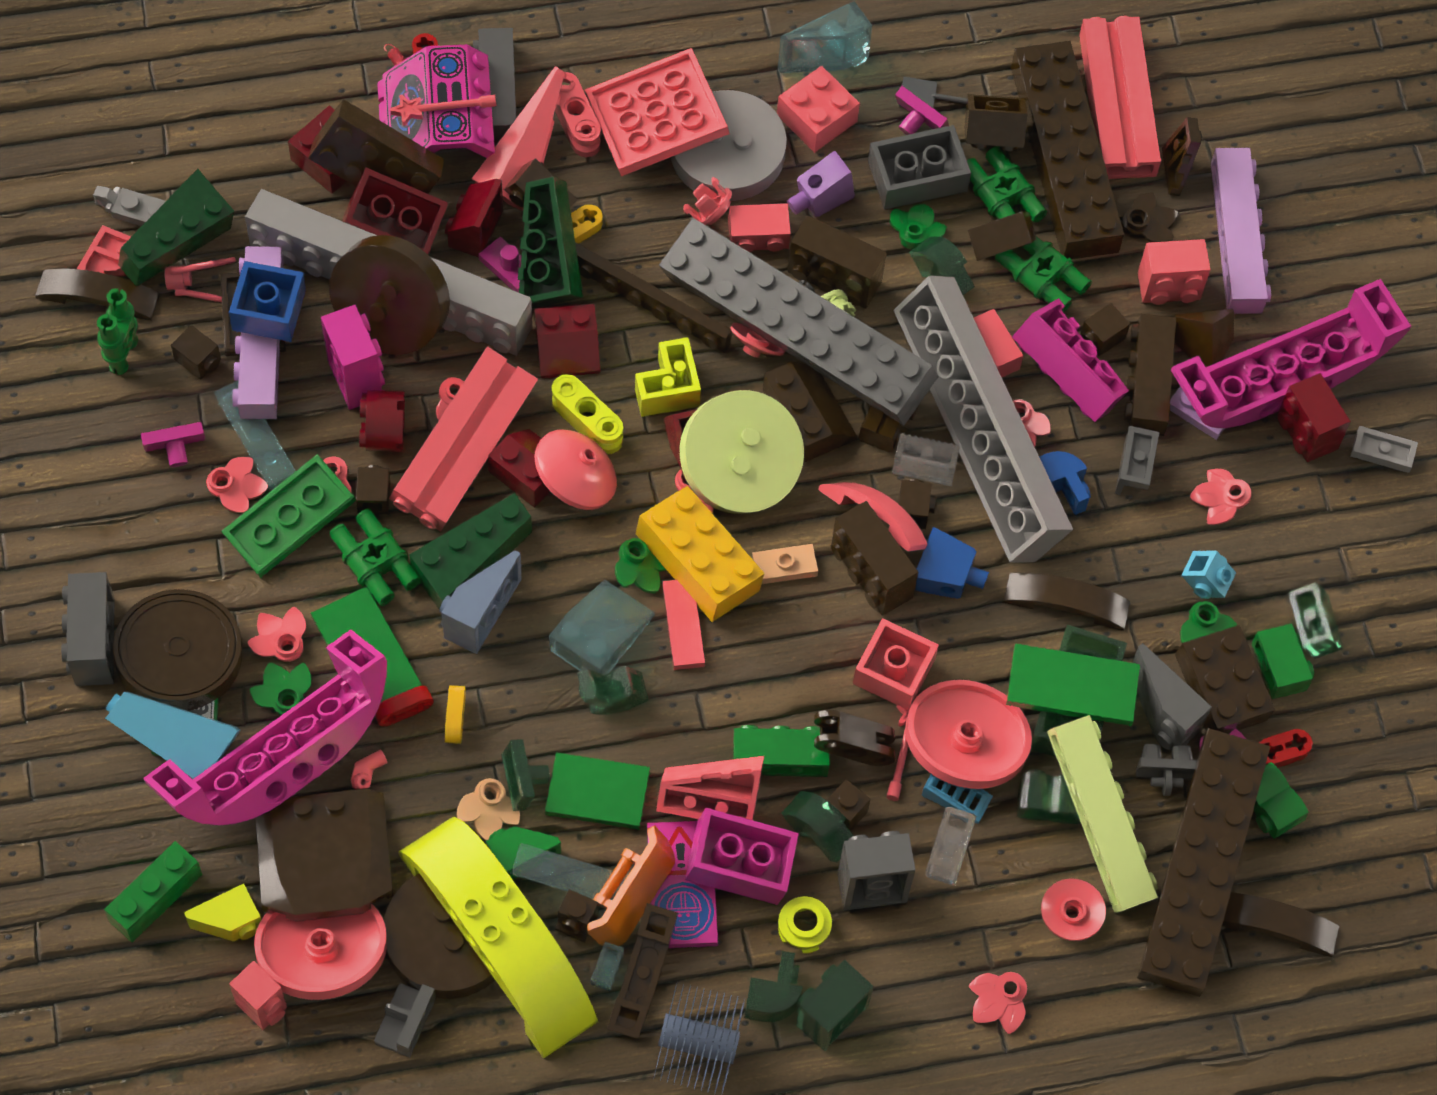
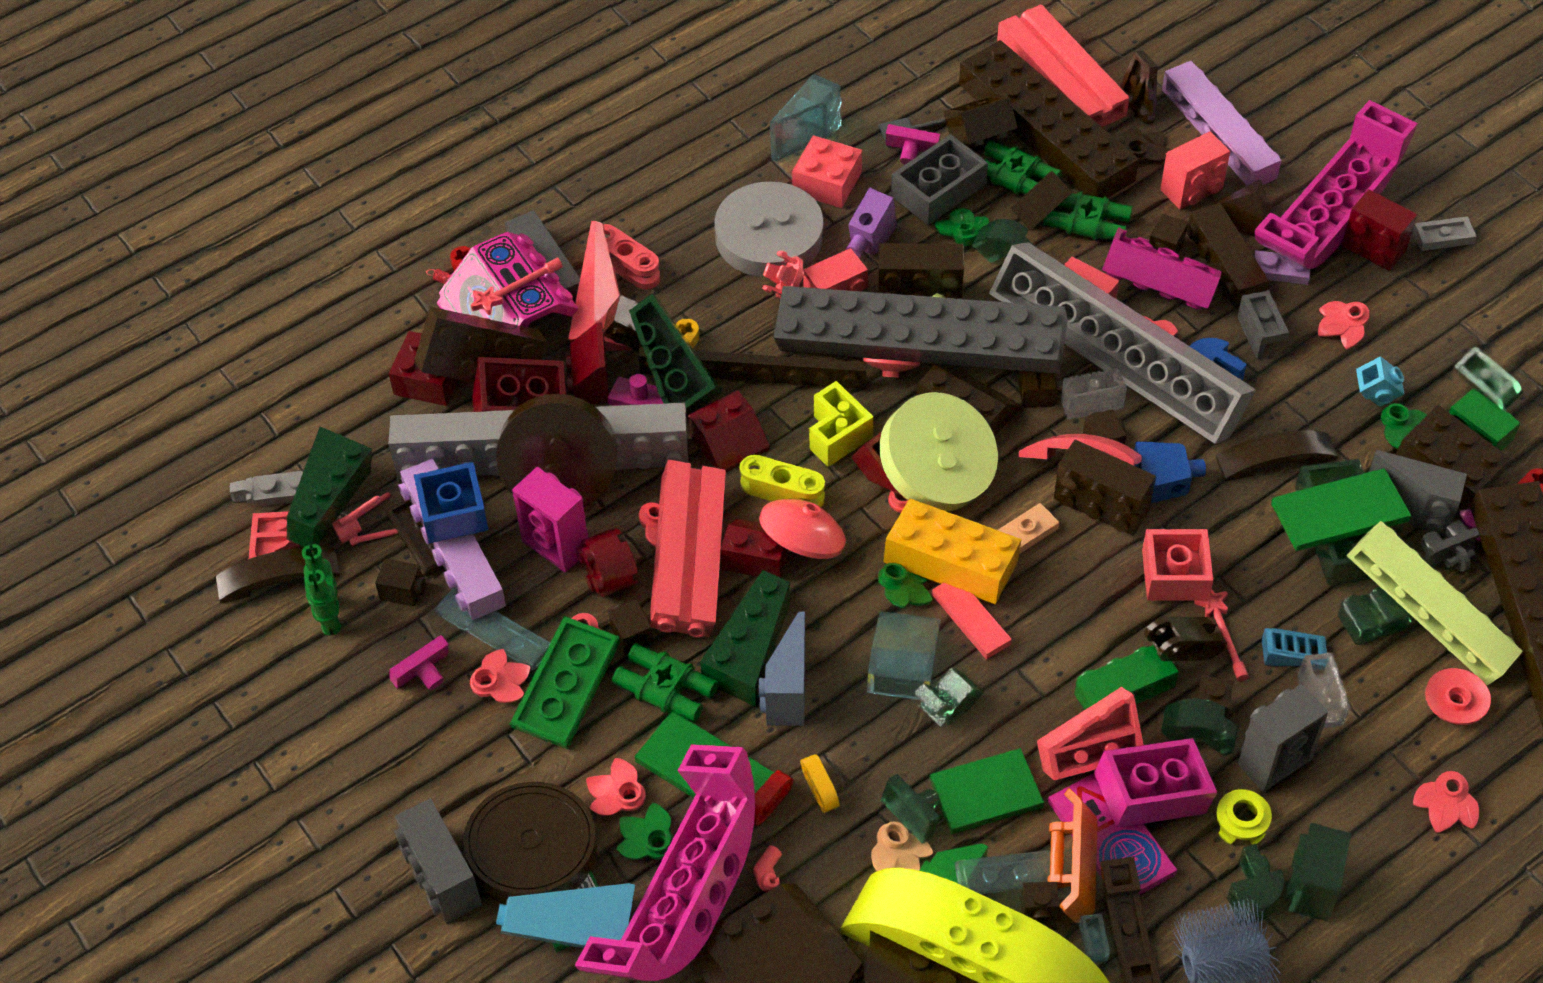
camera: 20 degrees left, 10 degrees down
(657, 112) = (698, 223): coral plate -> none
(968, 734) = (1276, 593): coral dish -> none

